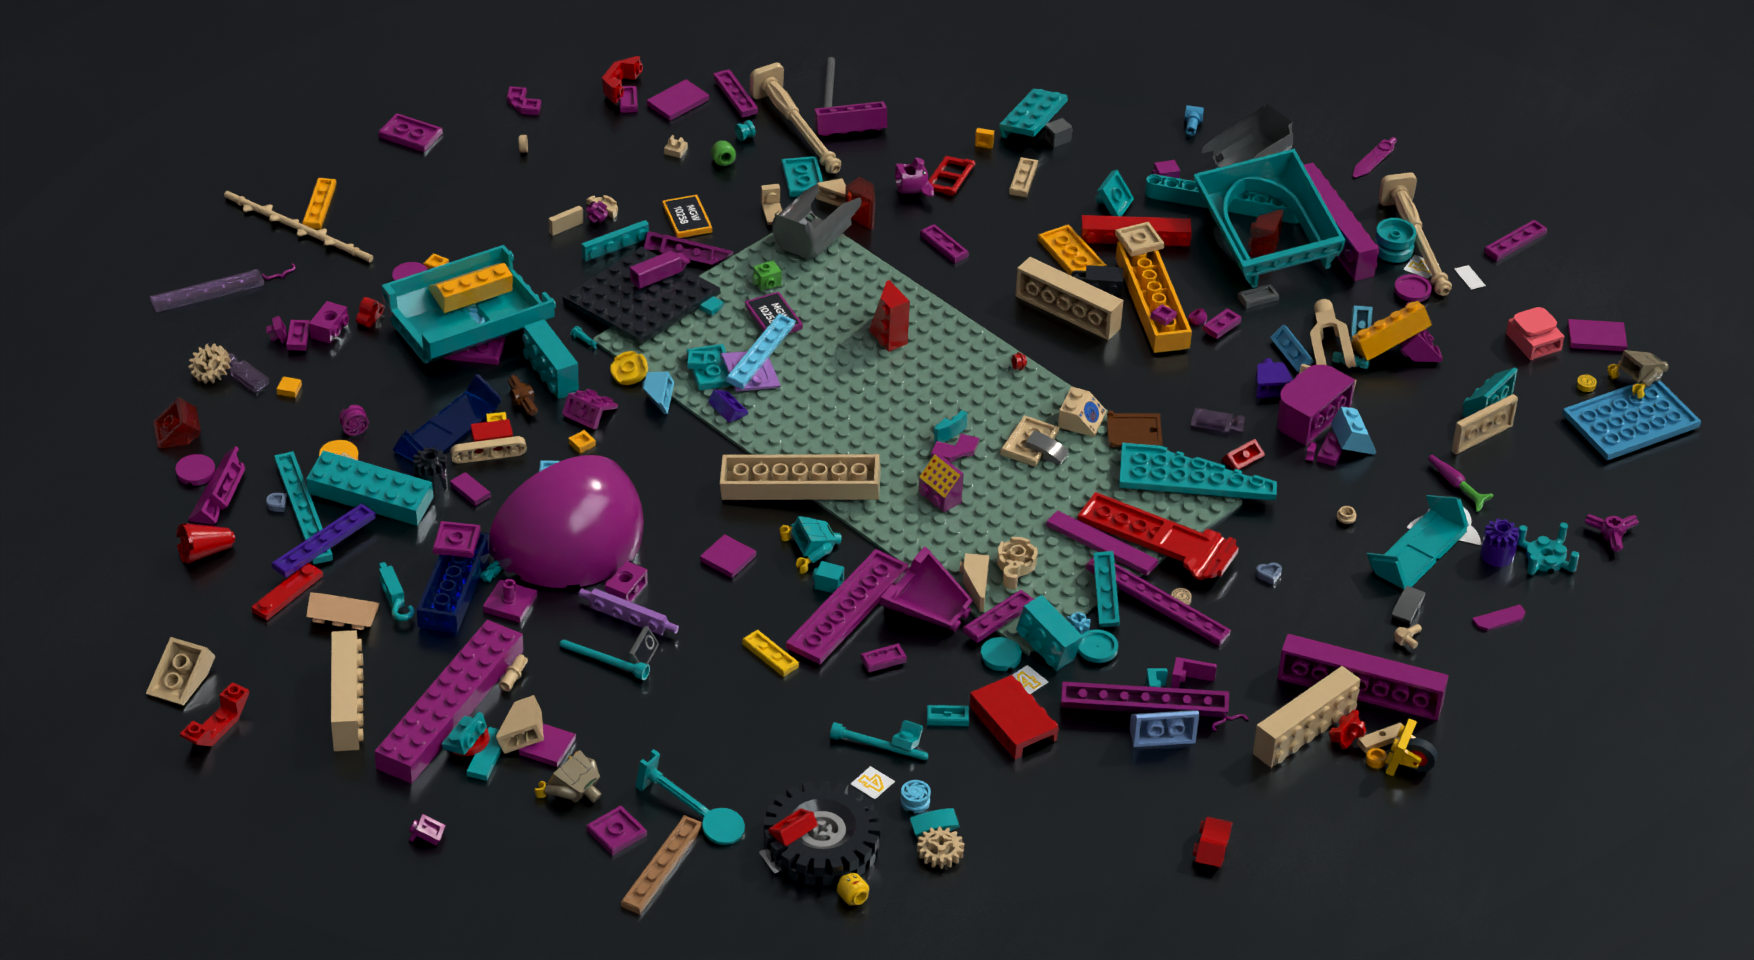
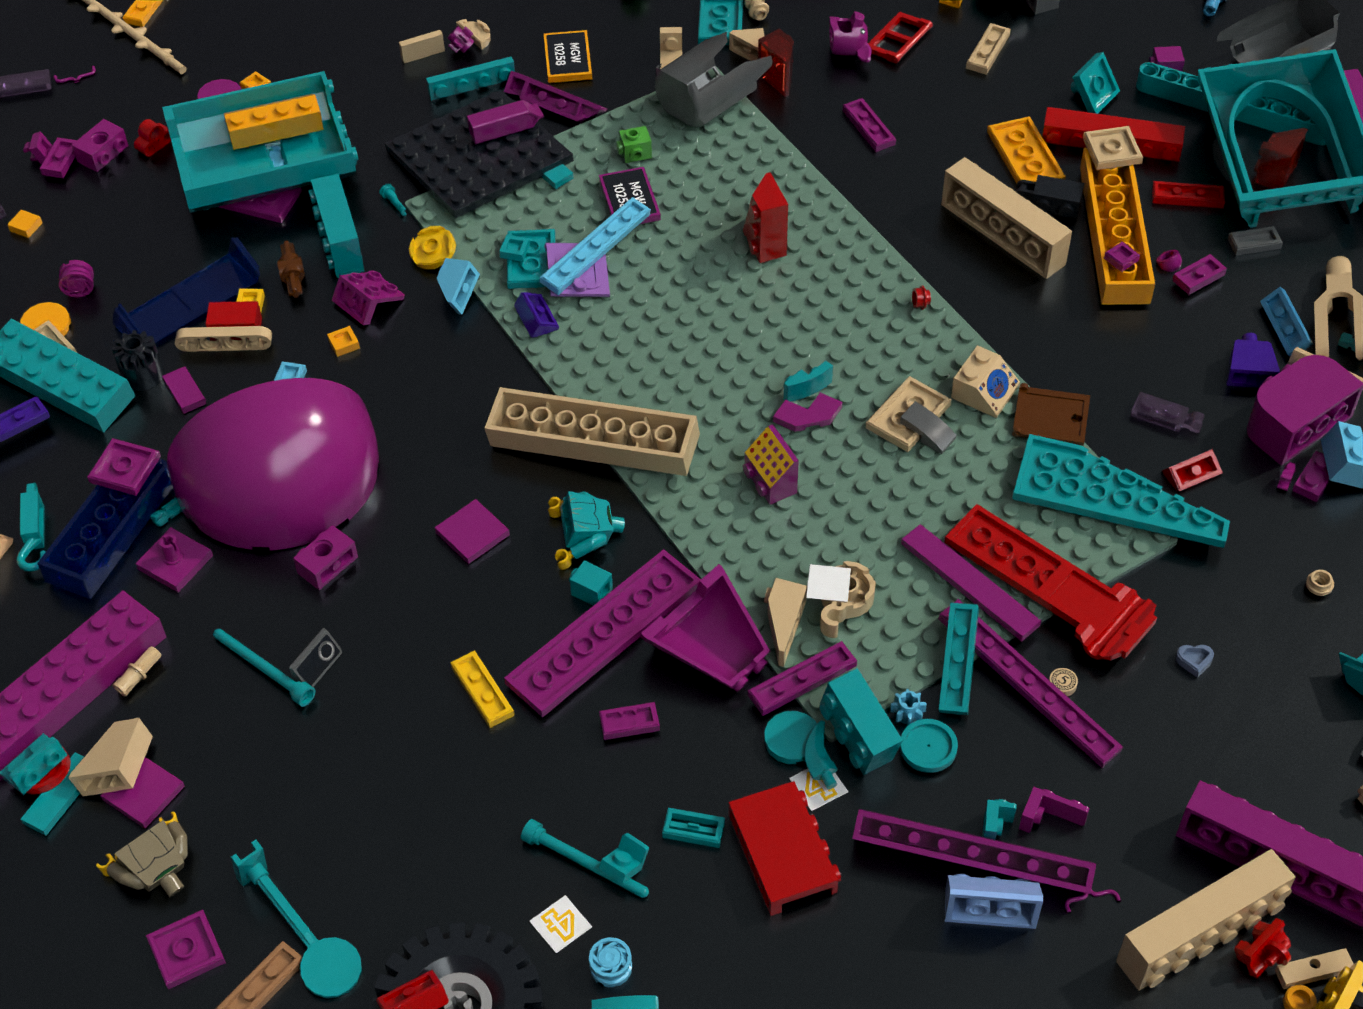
camera: 15 degrees right, 10 degrees up
(628, 611) = (317, 601): medium lavender plate -> none
(1003, 551) = (828, 583): none -> white sticker
(1024, 665) = (817, 758): none -> teal bar
(1204, 268) = (1188, 194): none -> red tile

